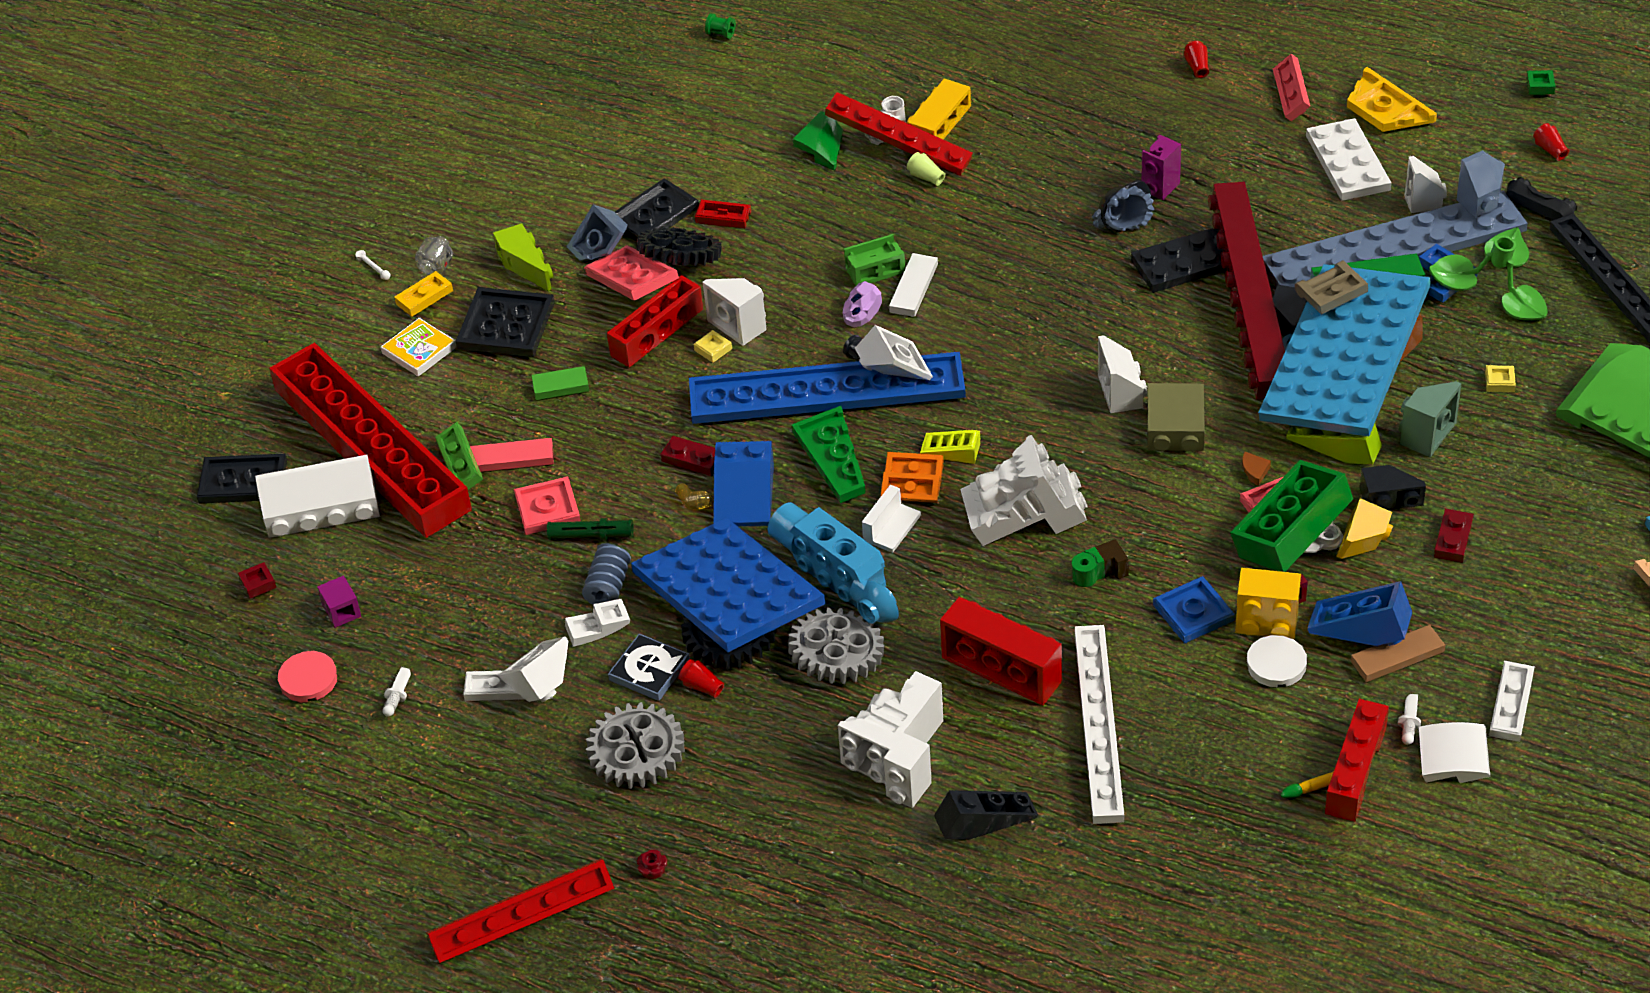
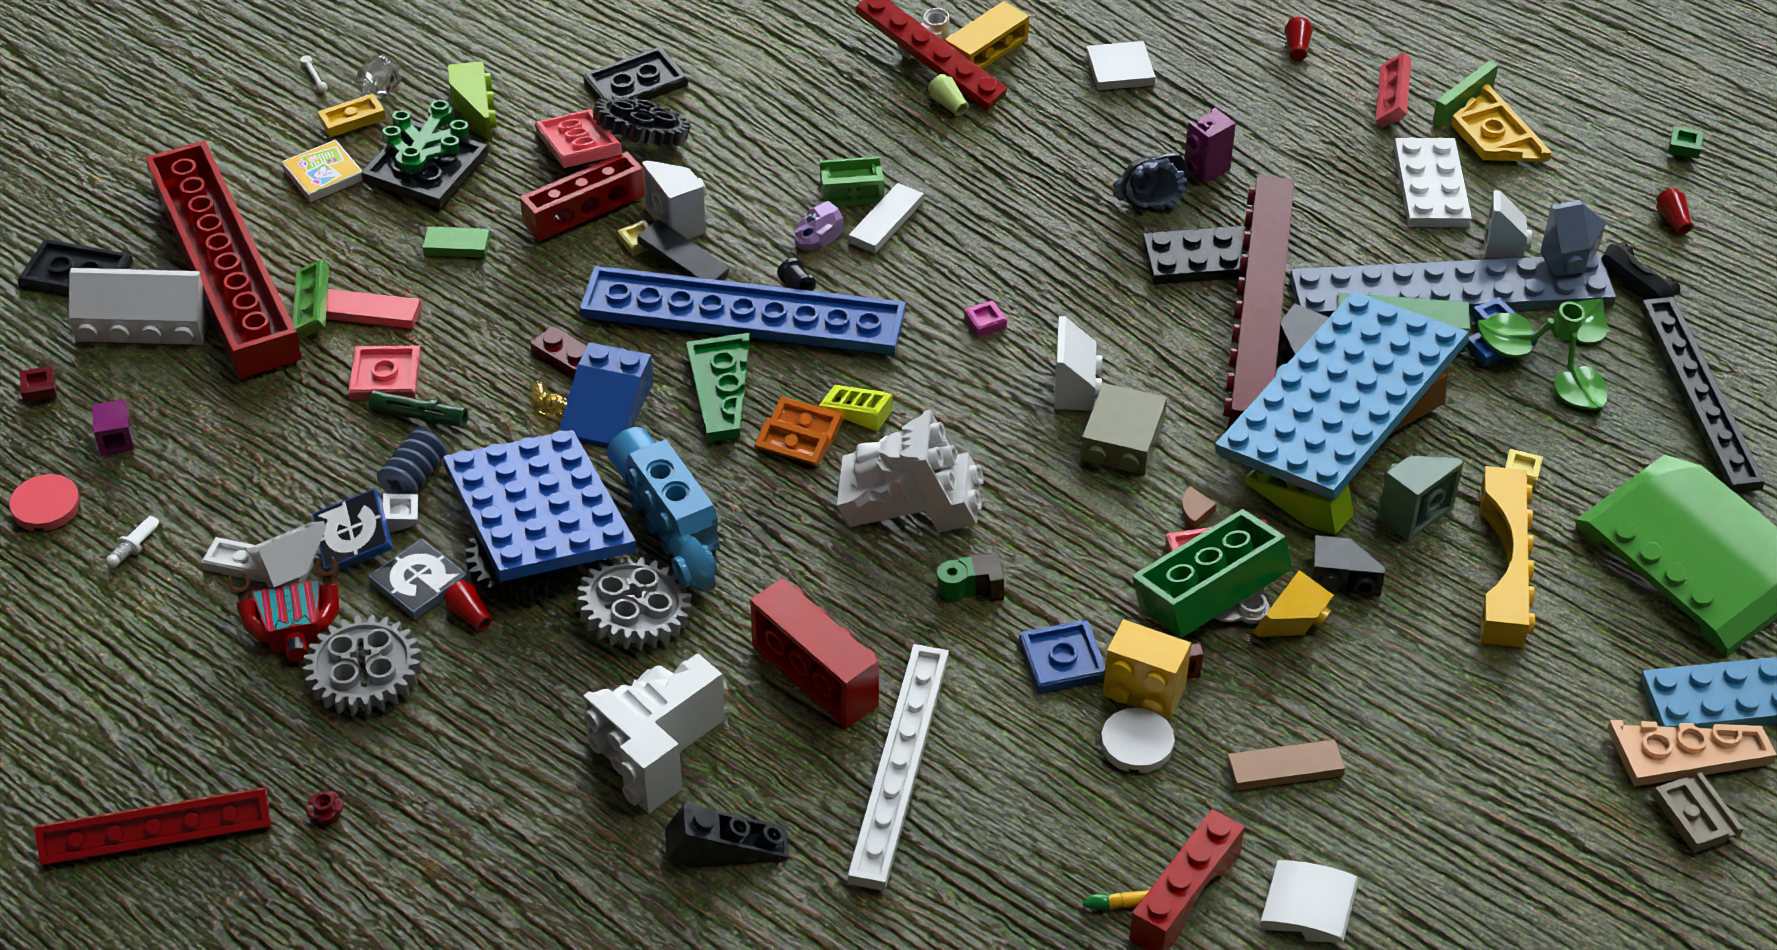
camera: 10 degrees right, 0 degrees up
(498, 319) = (413, 157): none -> green plant
(559, 719) = (290, 614): none -> red torso
(587, 637) = (354, 530): none -> tile
(597, 234) = (562, 89): sand blue slope -> none
(723, 213) = (709, 97): red tile -> none
(756, 351) = (681, 252): none -> black tile
(821, 139) = (846, 40): green slope -> none
(889, 521) = (752, 473): white panel -> none
(891, 355) = (824, 288): white slope -> none
(1027, 351) = (985, 318): none -> dark pink tile
(1058, 113) = (1120, 65): none -> white tile
(1332, 287) = (1349, 319): dark tan plate -> none
(1349, 78) = (1457, 97): none -> bright green tile
(1364, 616) = (1258, 712): blue slope -> none
(1409, 721) = (1270, 850): white piece -> none
(1453, 535) = (1402, 639): dark red plate -> none
(1498, 411) = (1506, 606): none -> yellow arch
(1511, 701) = (1403, 855): white tile -> none

